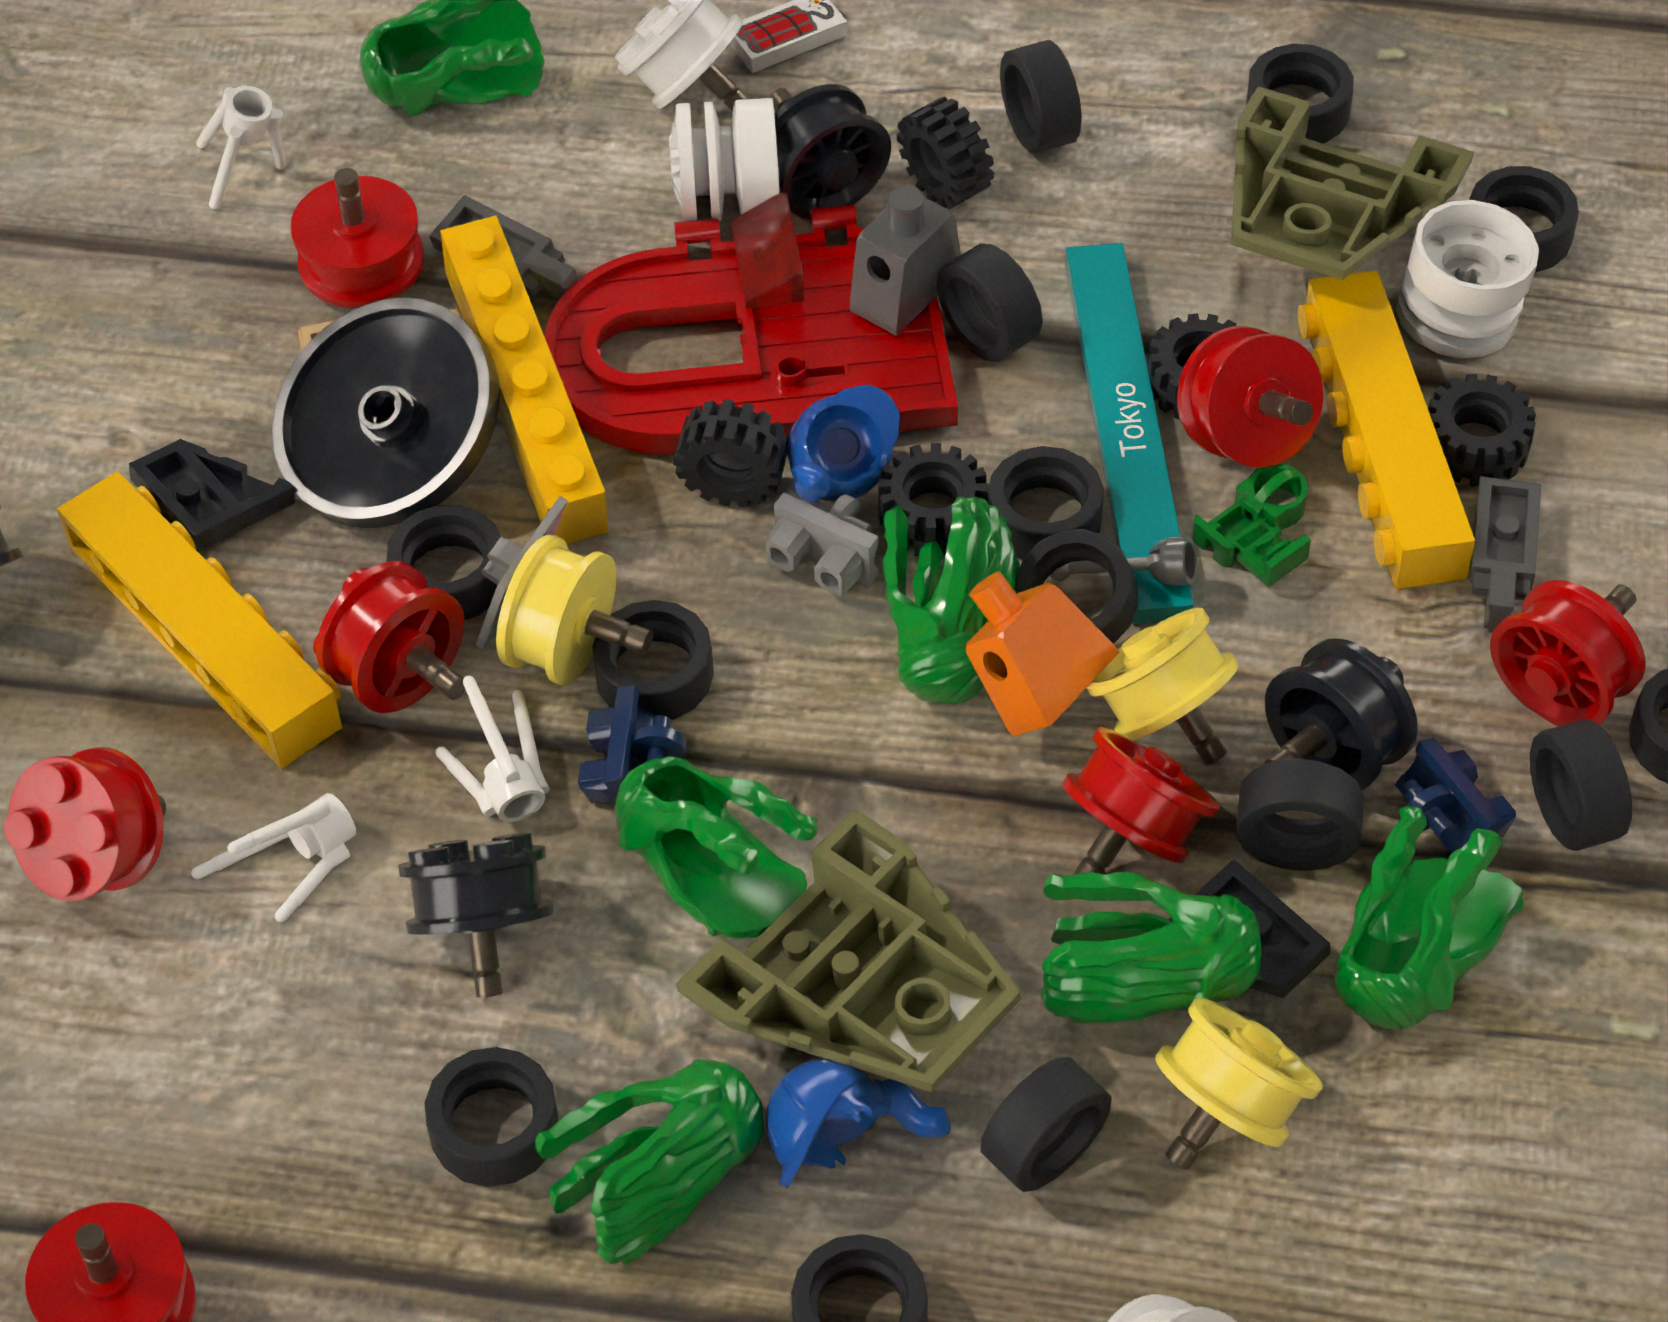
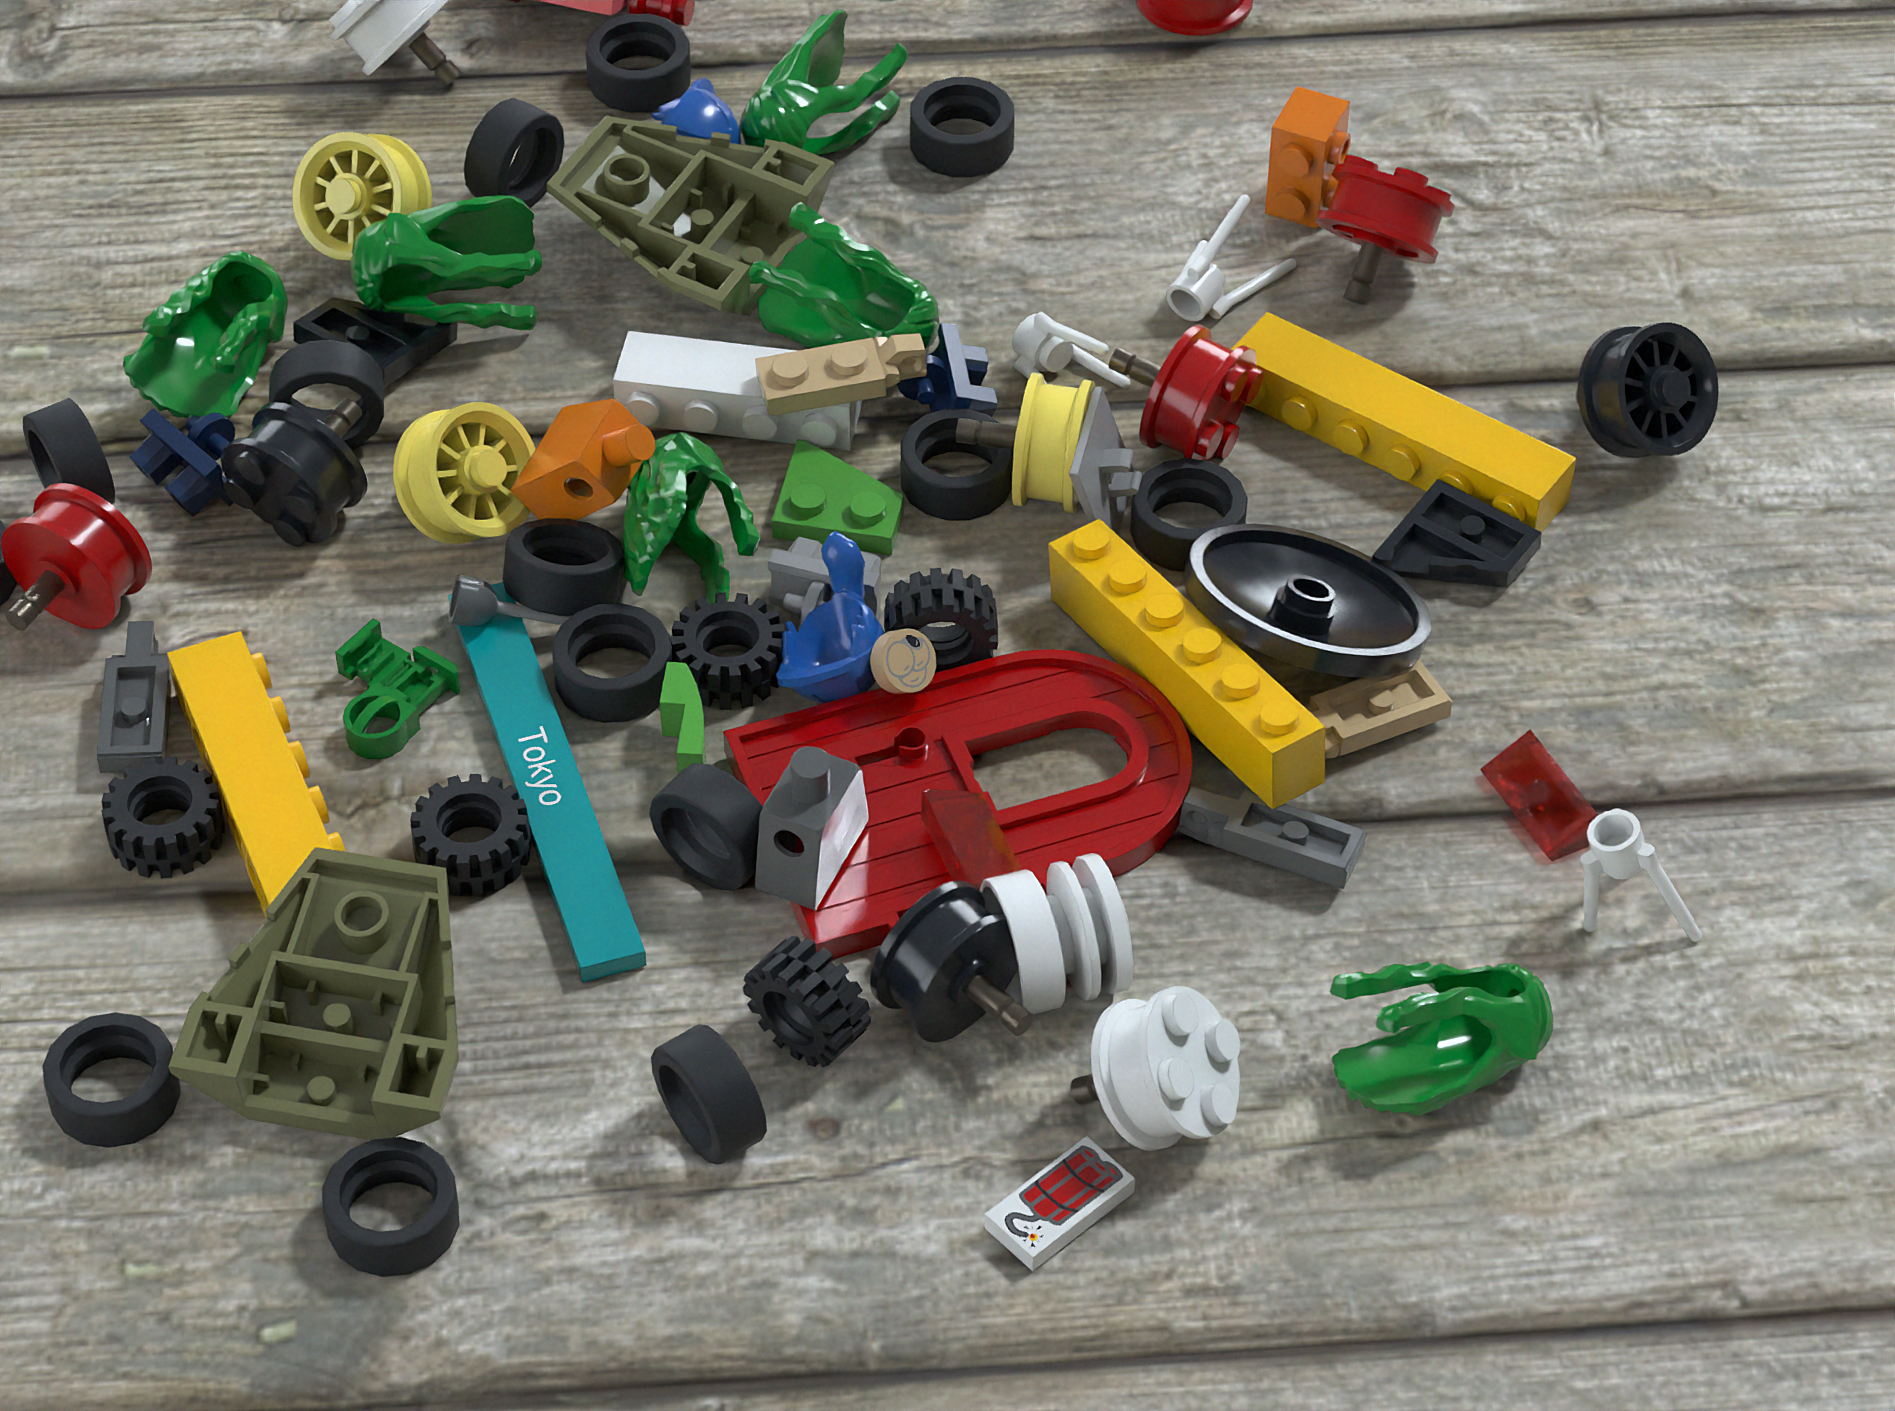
camera: 165 degrees right, 5 degrees down
(127, 930) = (1304, 149): none -> orange brick
(256, 262) = (1541, 796): none -> clear red slope
(357, 240) = (1436, 796): red wheel -> none
(476, 894) = (1031, 220): black wheel -> none
(751, 714) = (838, 372): none -> tan hinge
(785, 403) = (903, 661): none -> tan tile
(787, 654) = (831, 496): none -> bright green wing
(835, 768) = (717, 392): none -> white brick
(991, 423) = (683, 714): none -> bright green slope
(1138, 799) = (469, 359): red wheel -> none
(1250, 396) = (406, 740): red wheel -> none
(1466, 278) = (169, 930): white wheel -> none

